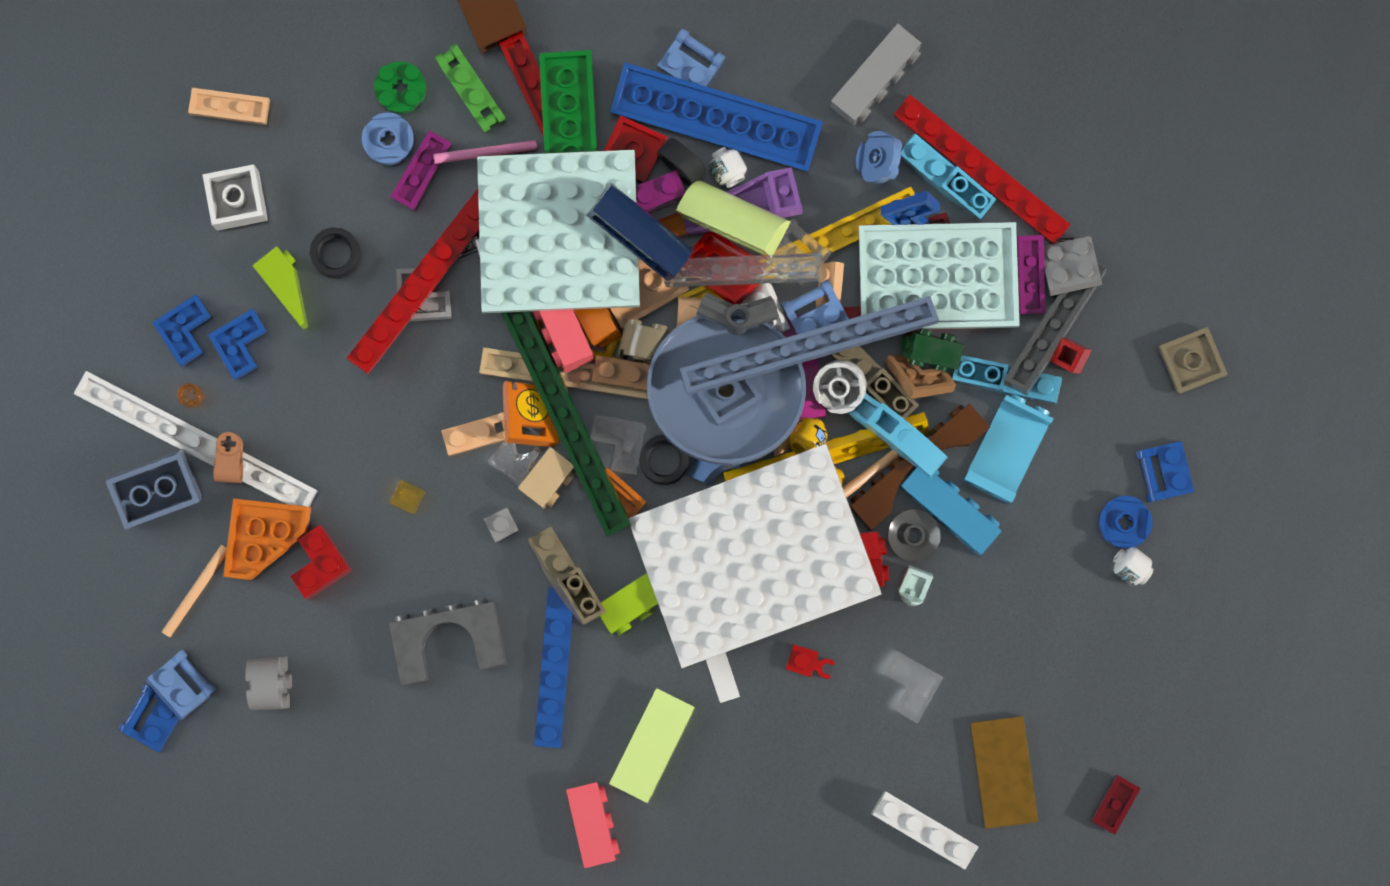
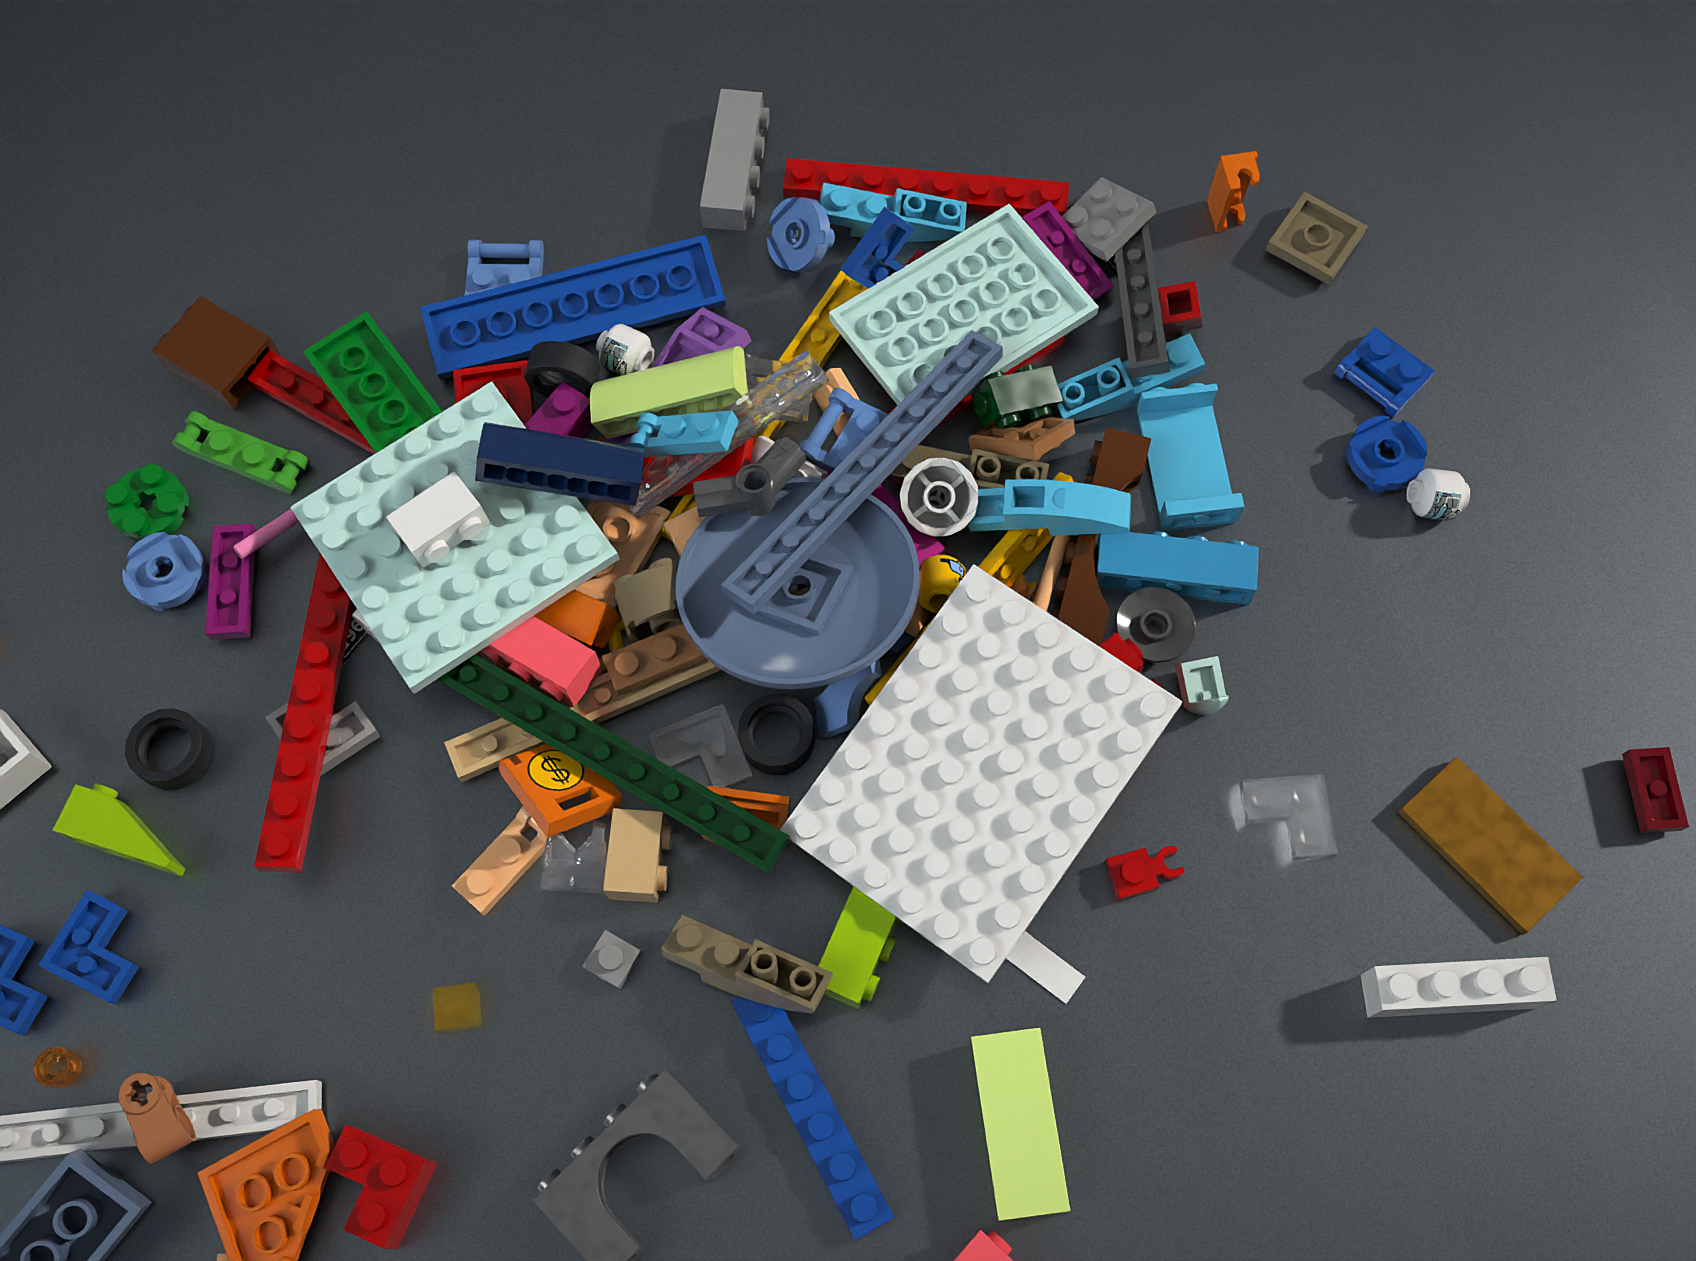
camera: 35 degrees left, 15 degrees down
(552, 226) = (438, 519): none -> white brick
(721, 256) = (684, 433): none -> medium azure plate
(853, 468) = (1025, 588): none -> clear orange bush
(1162, 297) = (1230, 187): none -> orange hinge

